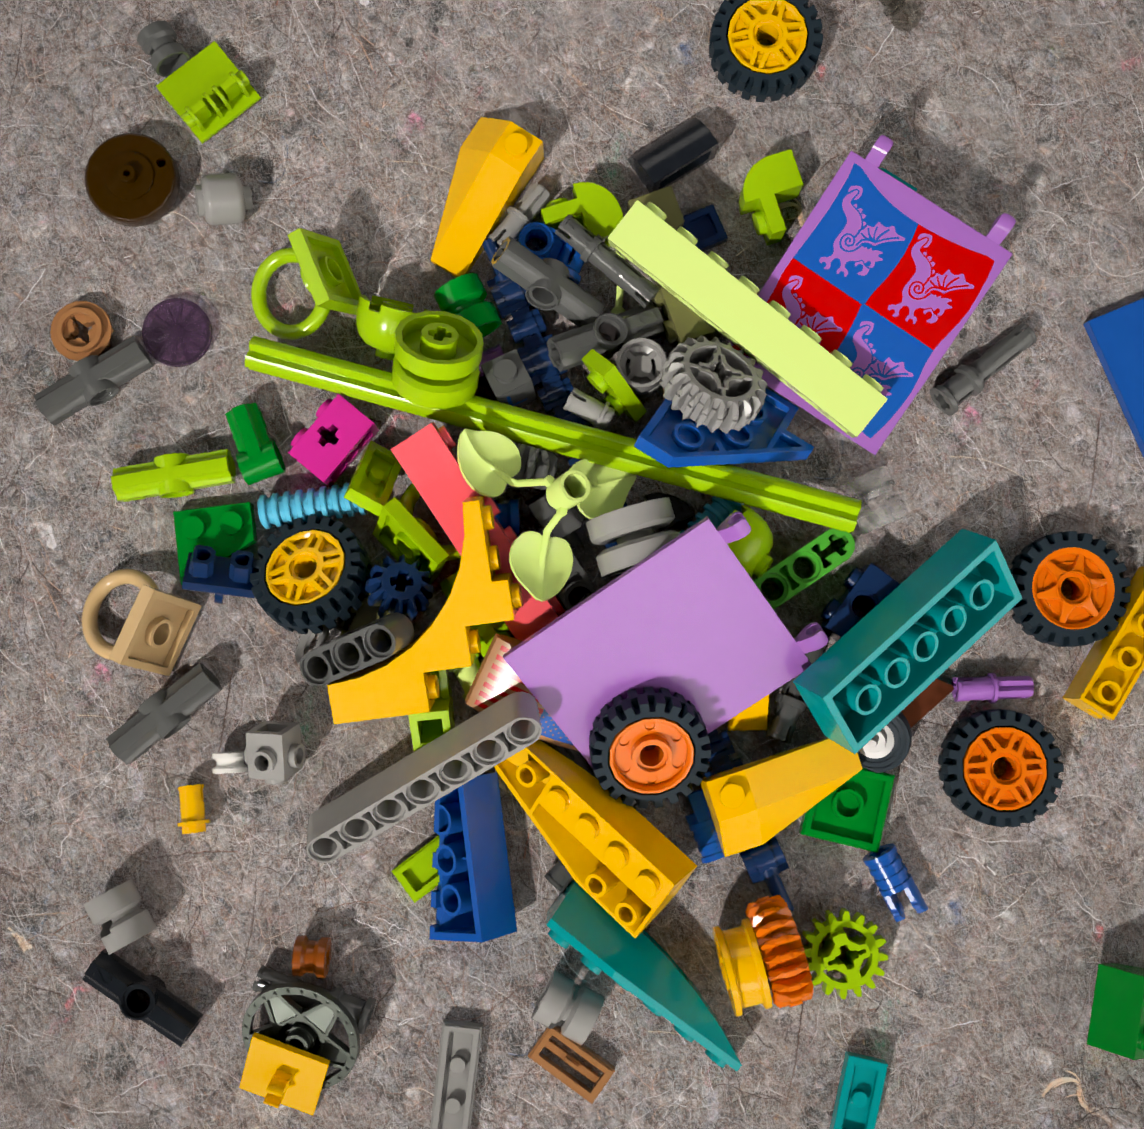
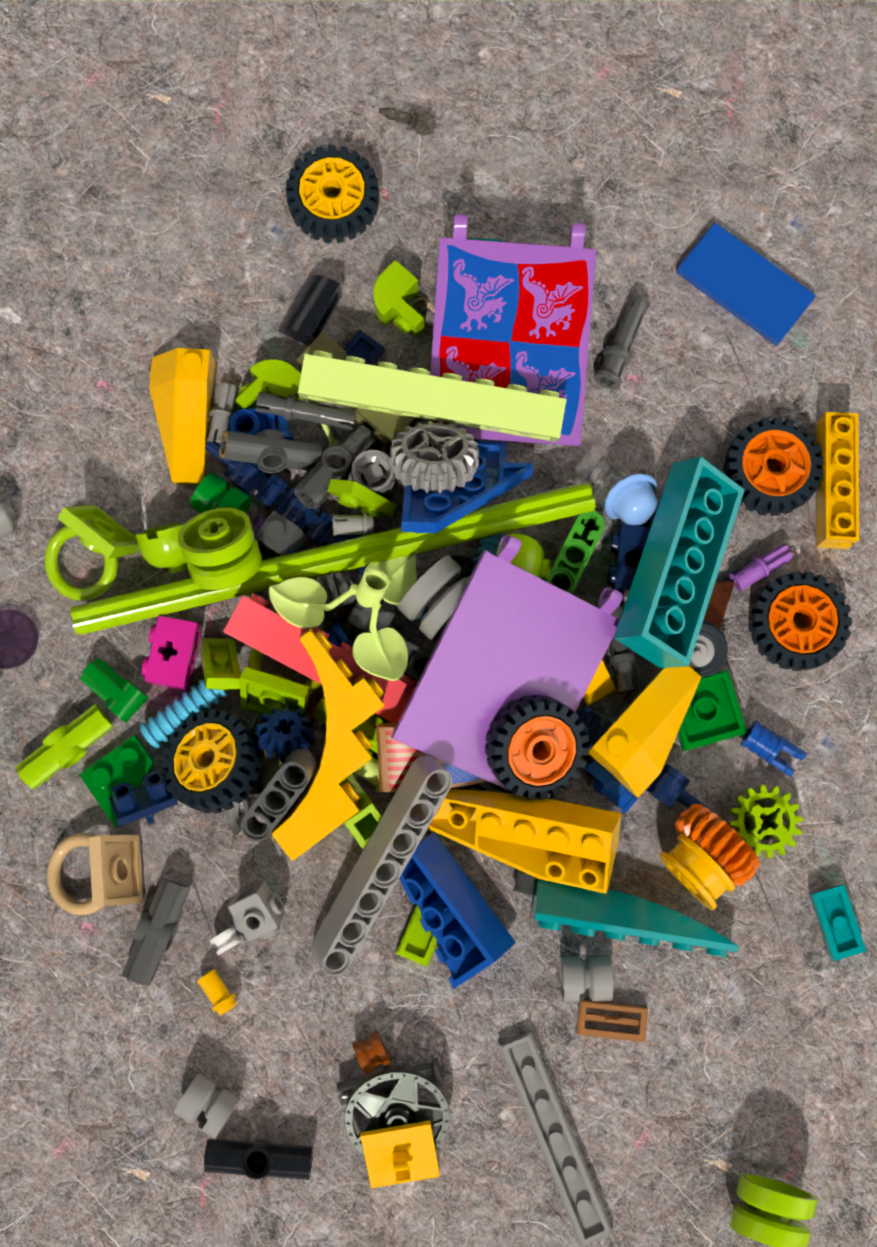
camera: 30 degrees left, 5 degrees down
(897, 544) = (632, 499): none -> light blue hat

